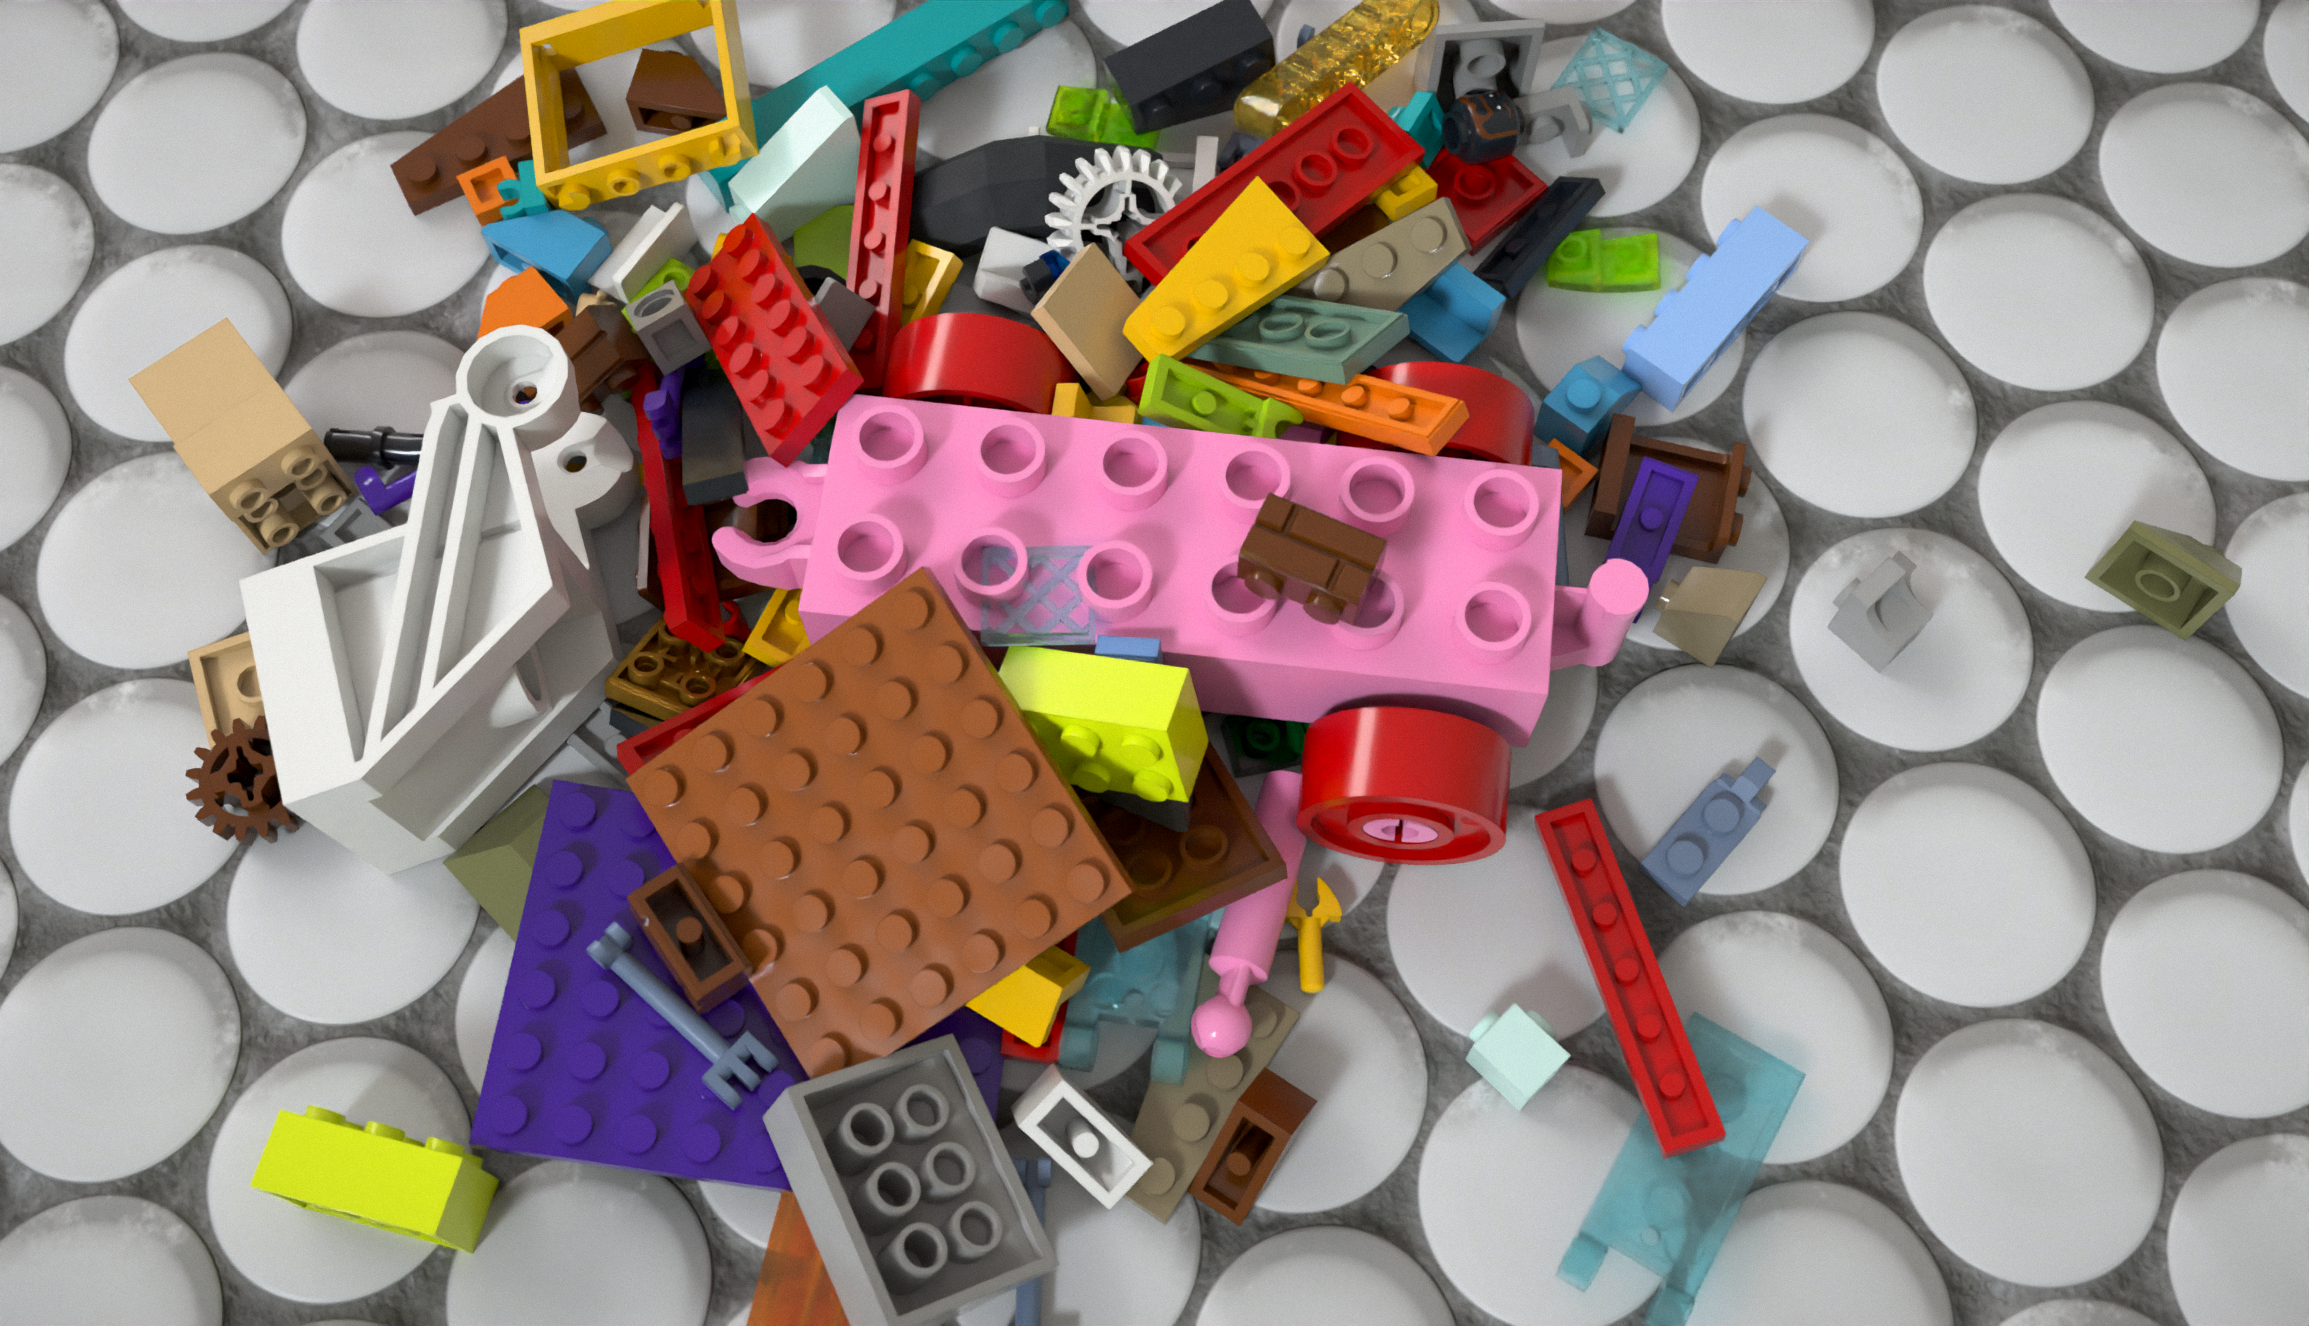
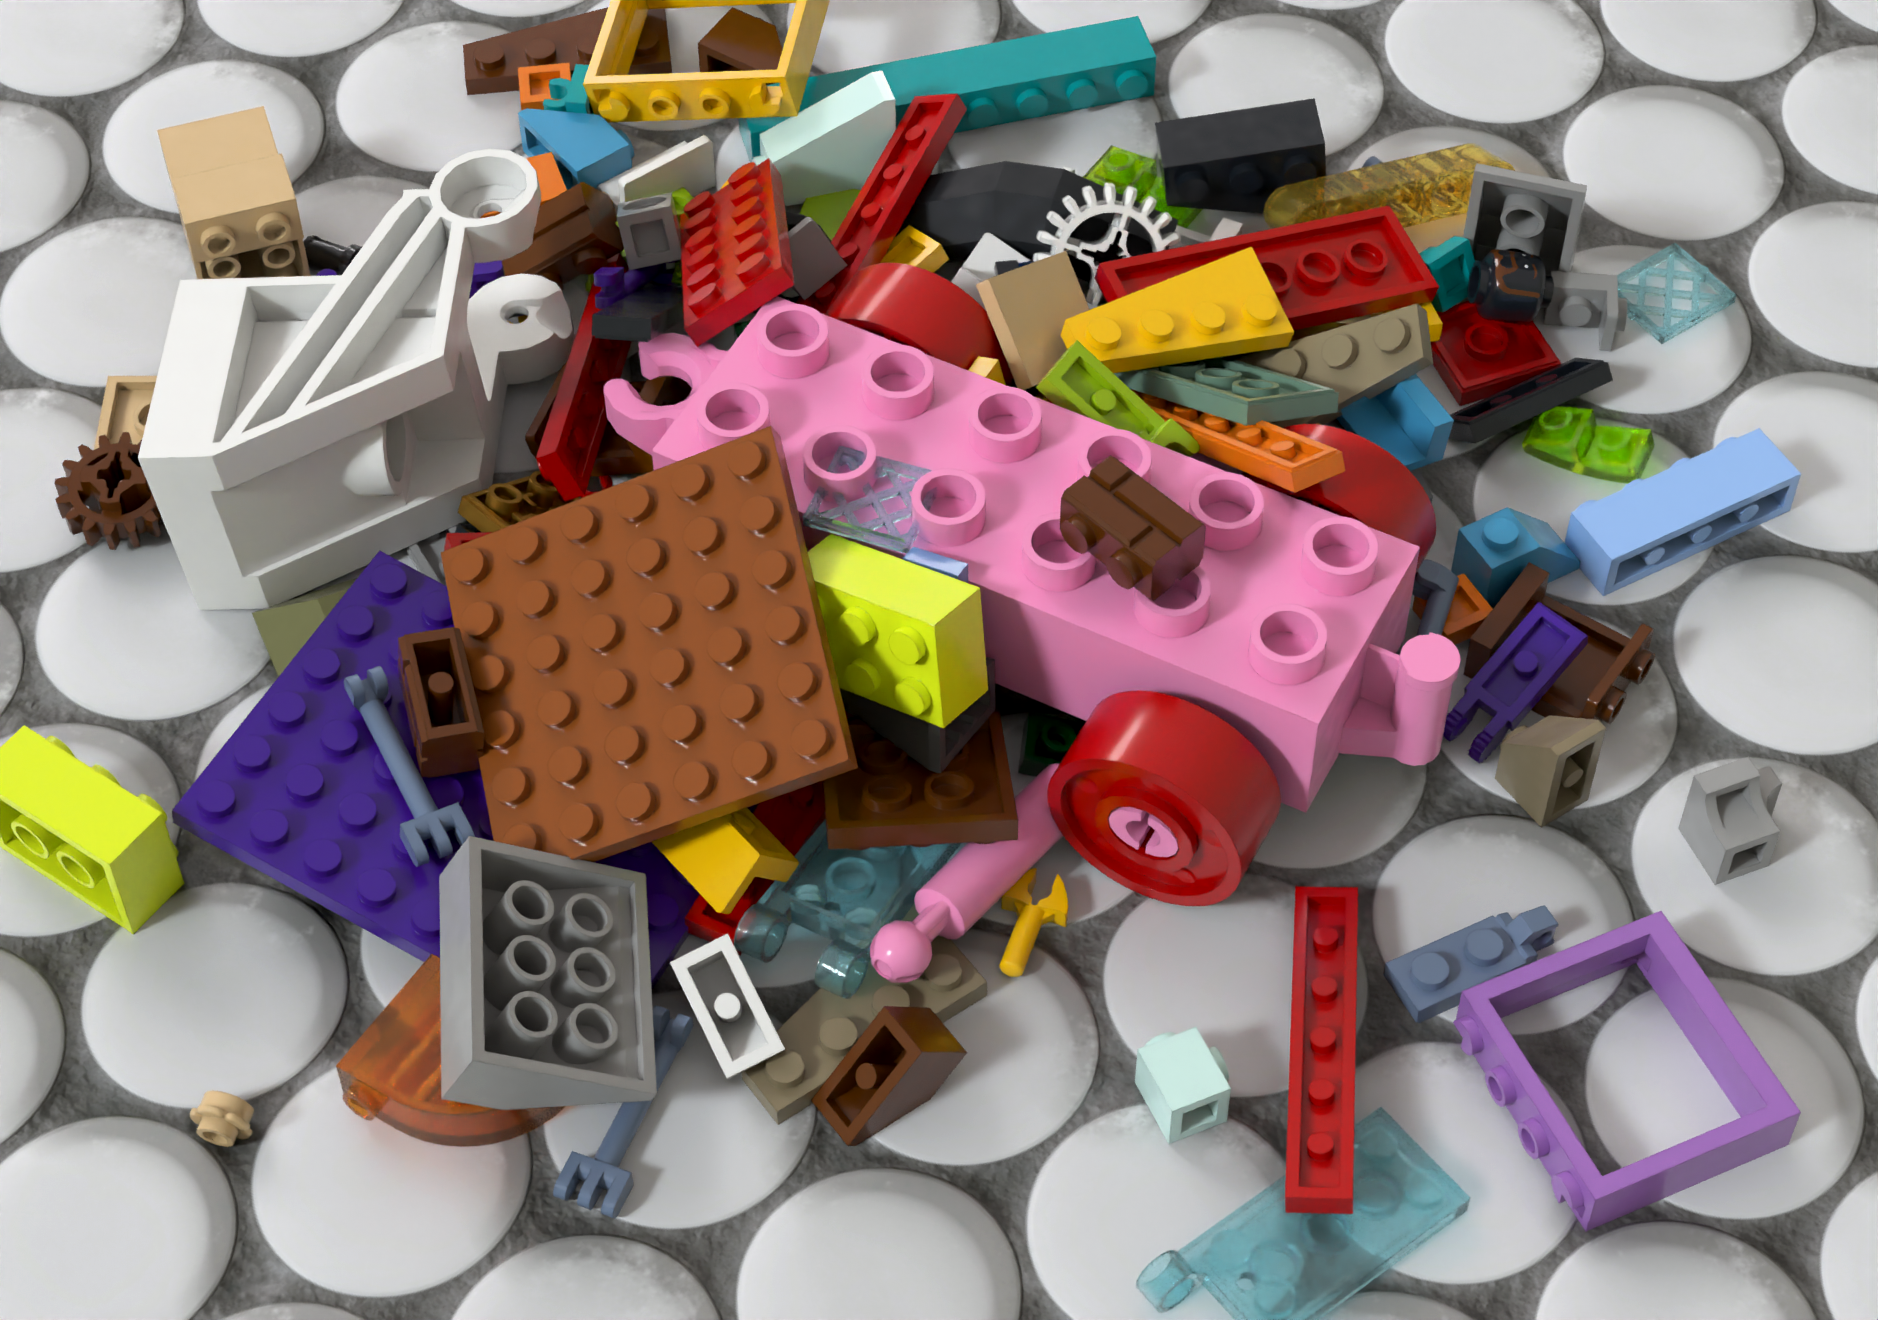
camera: 20 degrees right, 15 degrees down
(1945, 832) = (1704, 1018): none -> medium lavender window

